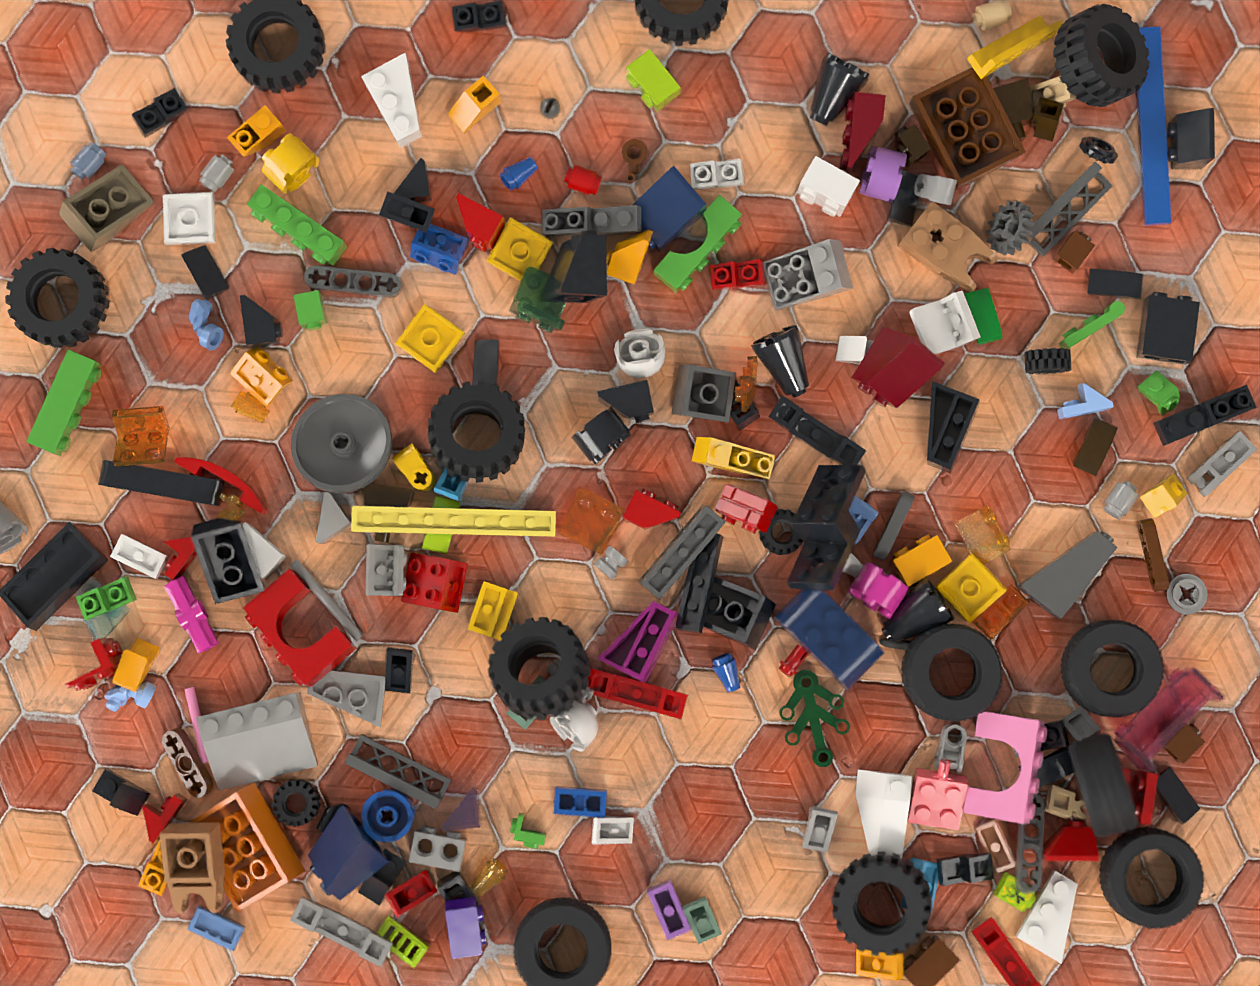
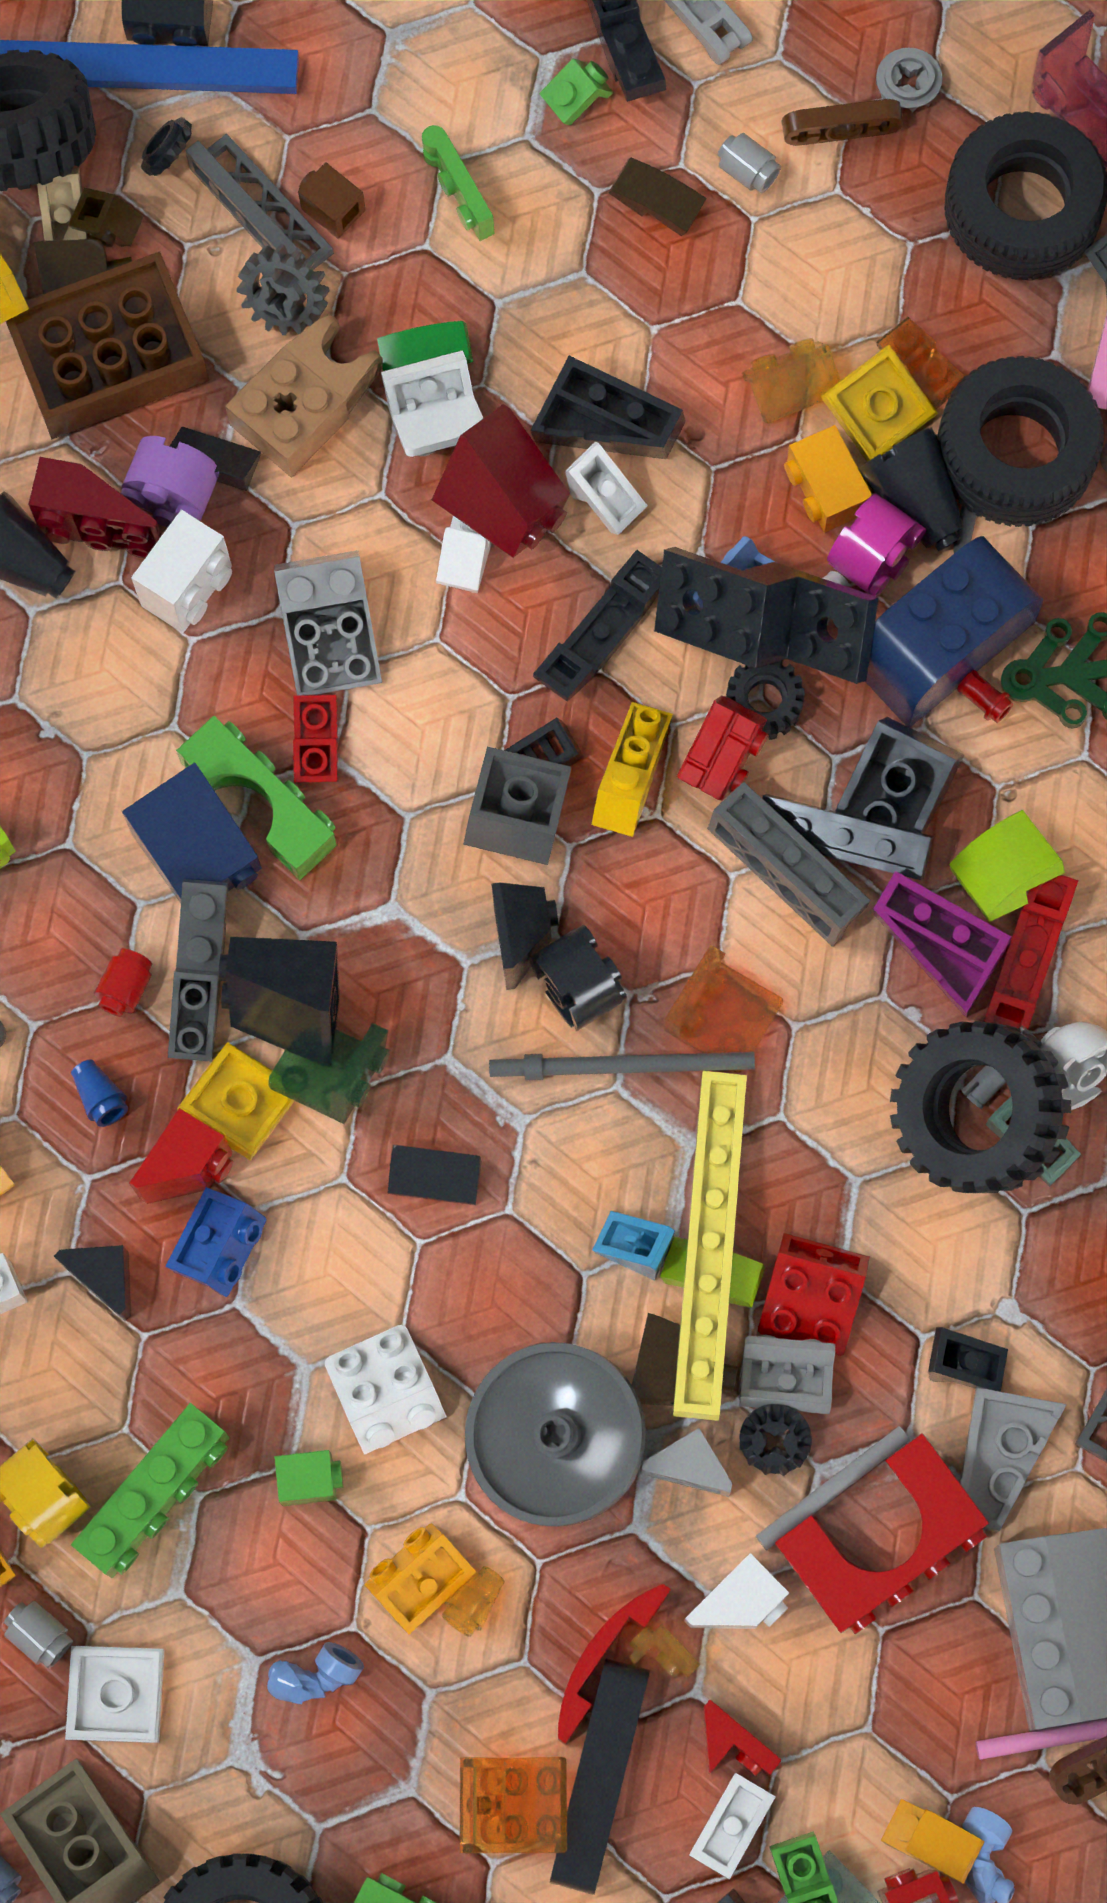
camera: 85 degrees left, 10 degrees down
(191, 614) = (845, 1734): dark pink piece -> none
(205, 272) = (217, 1669): black slope -> none
(226, 559) = (752, 1649): black slope -> none
(259, 326) = (324, 1572): black slope -> none
(353, 281) = (256, 1399): dark grey beam -> none
(358, 565) = (775, 1419): none -> black gear
(363, 347) = (384, 1388): none -> white bracket
(406, 212) = (150, 1285): black slope -> none
(412, 465) = (601, 1317): yellow piece -> none
(430, 338) = (378, 1269): yellow plate -> none
(476, 400) = (522, 1146): black tyre -> none
(492, 610) = (870, 1193): yellow plate -> none
(552, 416) = (536, 1067): none -> dark grey bar
(611, 562) = (801, 986): light grey wheel -> none
(628, 257) = (267, 906): light orange slope -> none
(634, 161) = (97, 893): reddish brown plate -> none
(640, 353) = (439, 902): white cylinder -> none
(648, 512) = (715, 913): red slope -> none
(688, 677) = (1005, 865): none -> lime slope
(717, 174) = (136, 756): white slope -> none
(726, 670) = (991, 806): blue cone -> none
(747, 384) = (499, 725): clear orange slope -> none
(784, 359) = (469, 668): black cone -> none
(893, 525) = (766, 517): dark grey beam -> none
(901, 429) = (605, 489): none -> white slope
(912, 144) = (119, 436): dark brown brick -> none
(935, 188) = (204, 400): light grey piece -> none
(1047, 361) = (511, 250): black tyre -> none
(1066, 577) = (866, 251): dark grey slope -> none
(1090, 403) = (584, 198): light blue slope -> none
(1115, 283) = (390, 142): black slope -> none
(1164, 495) = (748, 94): yellow brick -> none
(1168, 328) = (472, 68): black brick -> none

